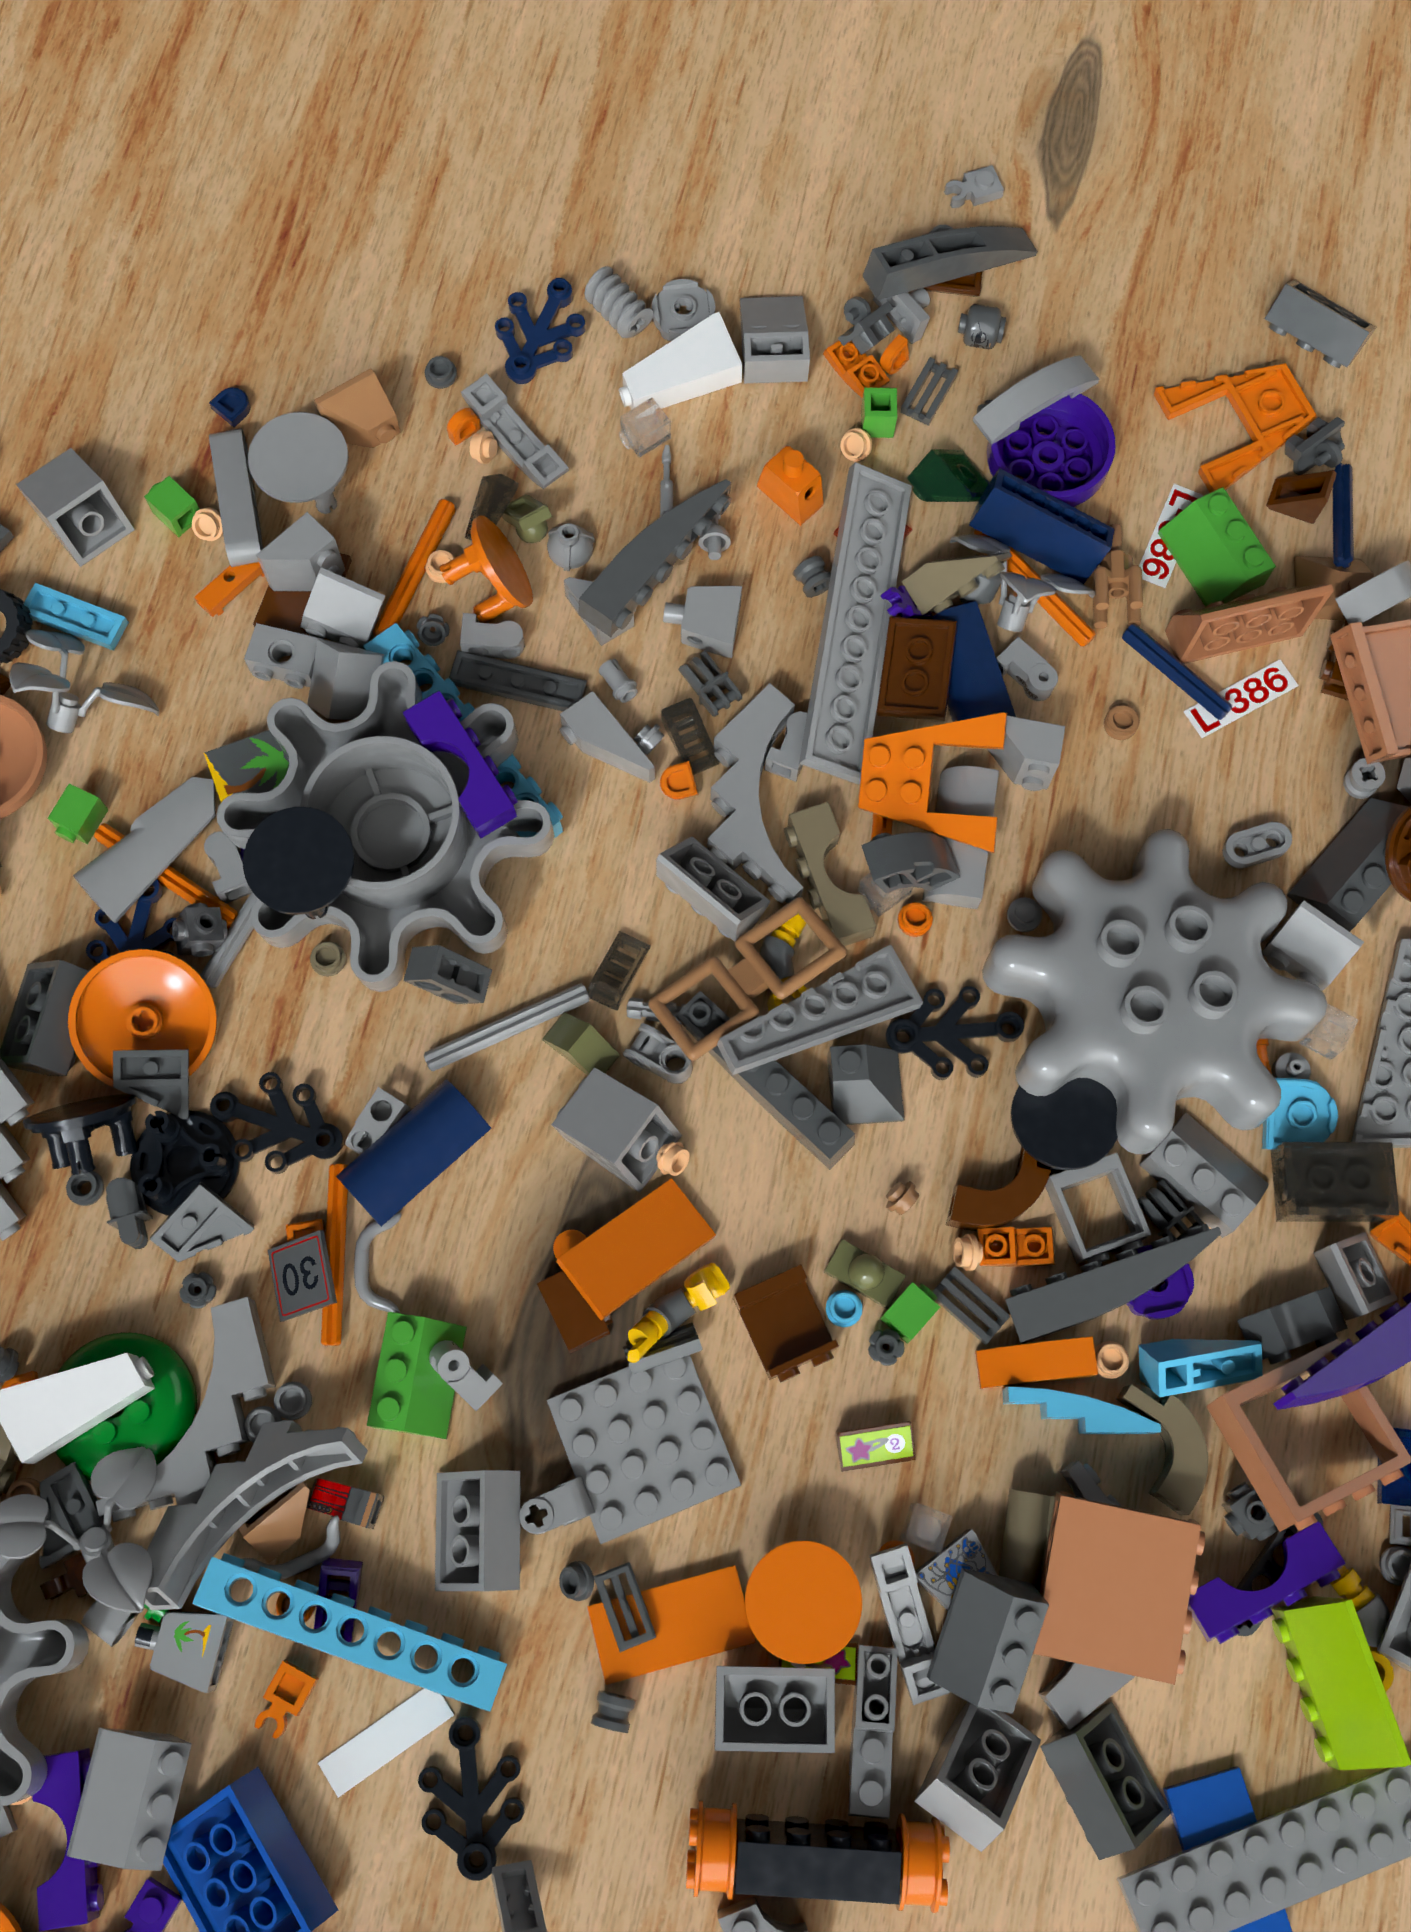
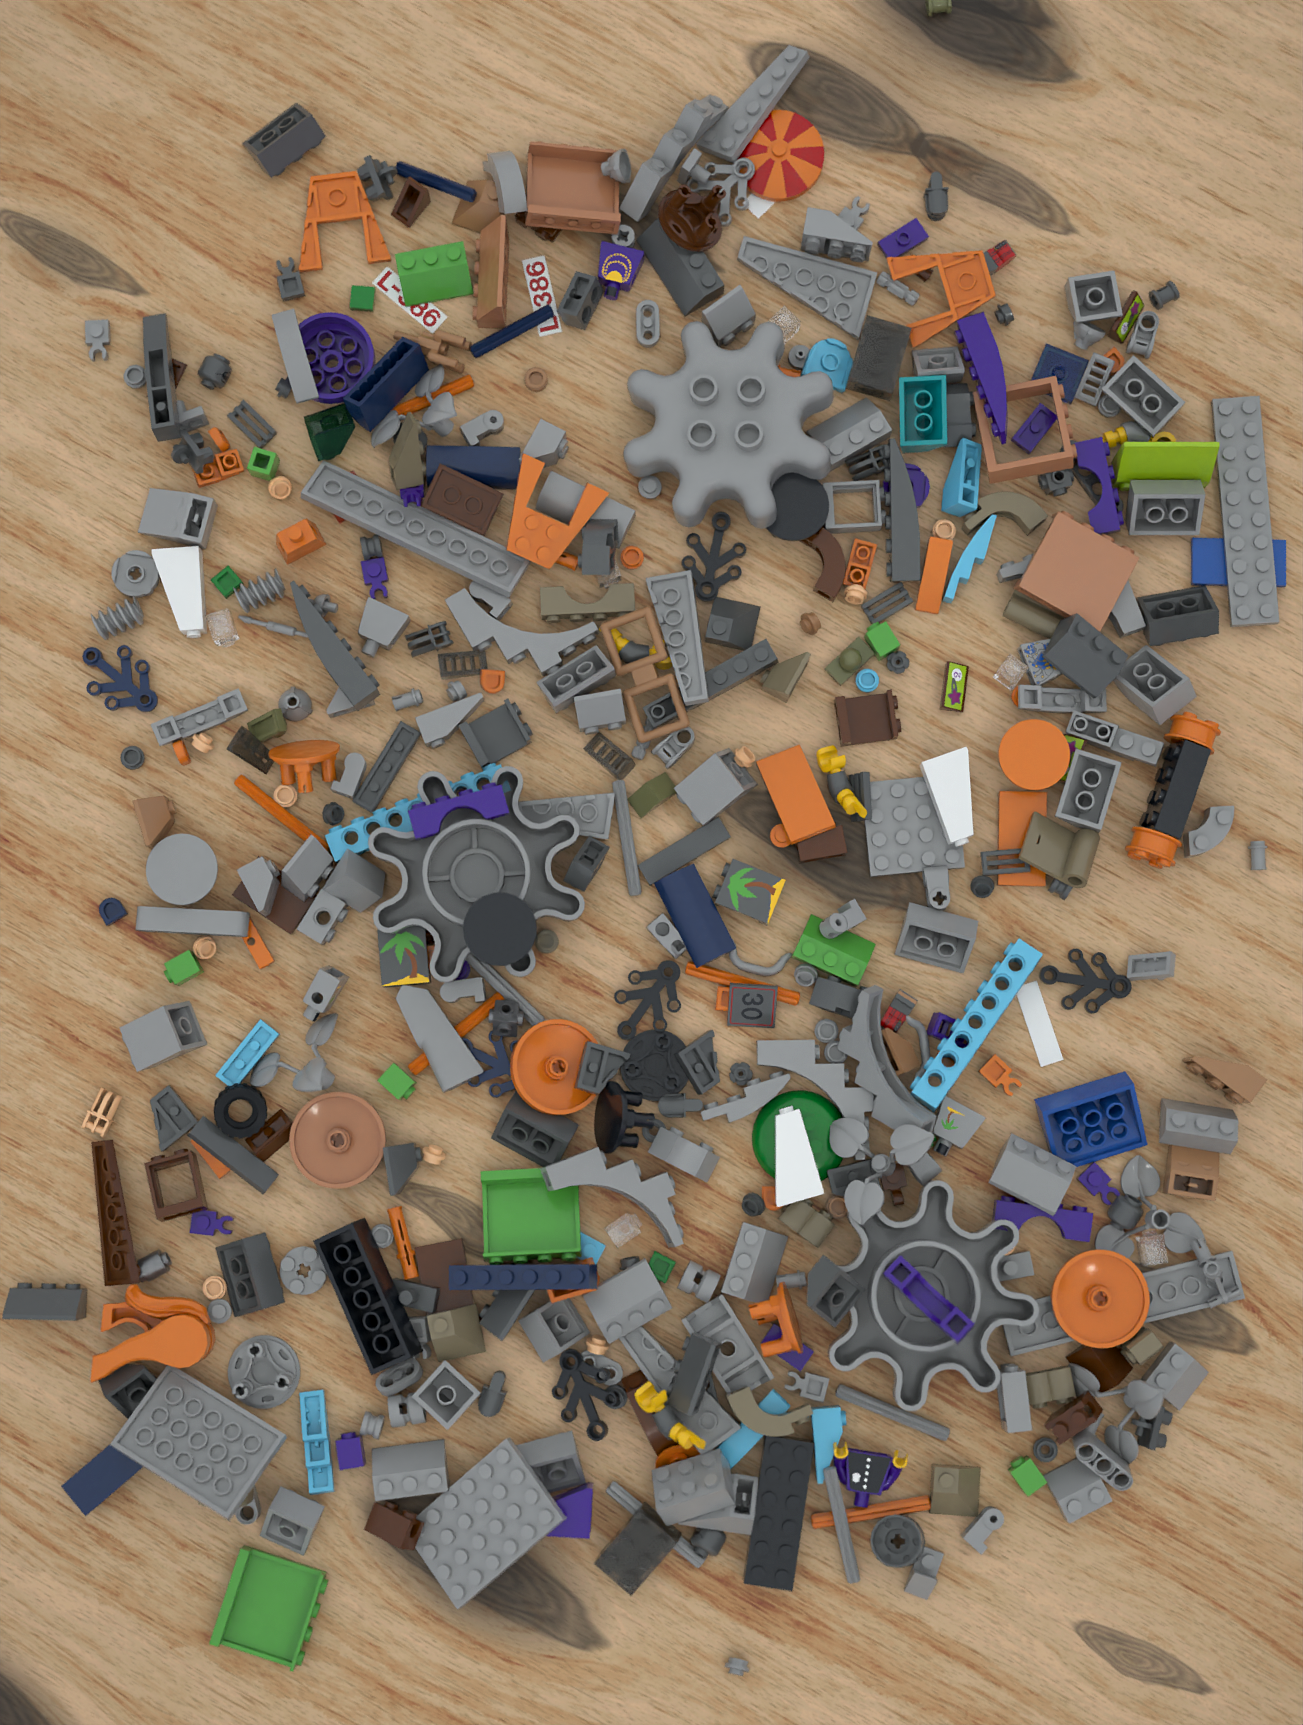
camera: 70 degrees left, 10 degrees up
(55, 1239) = (683, 1154): none -> light grey brick
(166, 1320) = (756, 1096): none -> light grey slope
(183, 683) = (329, 984): none -> light grey torso
(344, 1399) = (835, 997): none -> dark grey brick
(368, 1344) = (805, 974): none -> light grey plate
(471, 1222) = (748, 891): none -> dark grey panel
(510, 1113) = (684, 851): none -> dark grey tile
(525, 961) = (590, 811): none -> light grey wing
(603, 807) = (497, 734): none -> dark grey panel
(665, 1691) = (1060, 851): none -> dark tan door
(676, 933) = (600, 711): none -> light grey slope
(705, 456) = (260, 591): none -> light grey piece
(708, 1483) = (950, 792): none -> white slope
(709, 420) = (225, 581): none -> green tile
(777, 593) = (375, 574): none -> dark purple plate
(810, 1183) = (784, 676): none -> dark tan slope
(1135, 383) = (289, 283): none -> dark grey plate
(1148, 475) = (362, 298): none -> green tile
(1254, 743) = (580, 300): none -> dark grey brick
(1271, 1705) = (1165, 507): none -> light grey brick
(1275, 1270) = (923, 413): none -> teal slope
(1317, 1454) = (1034, 428): none -> dark purple plate
(1320, 783) = (618, 268): none -> dark purple torso

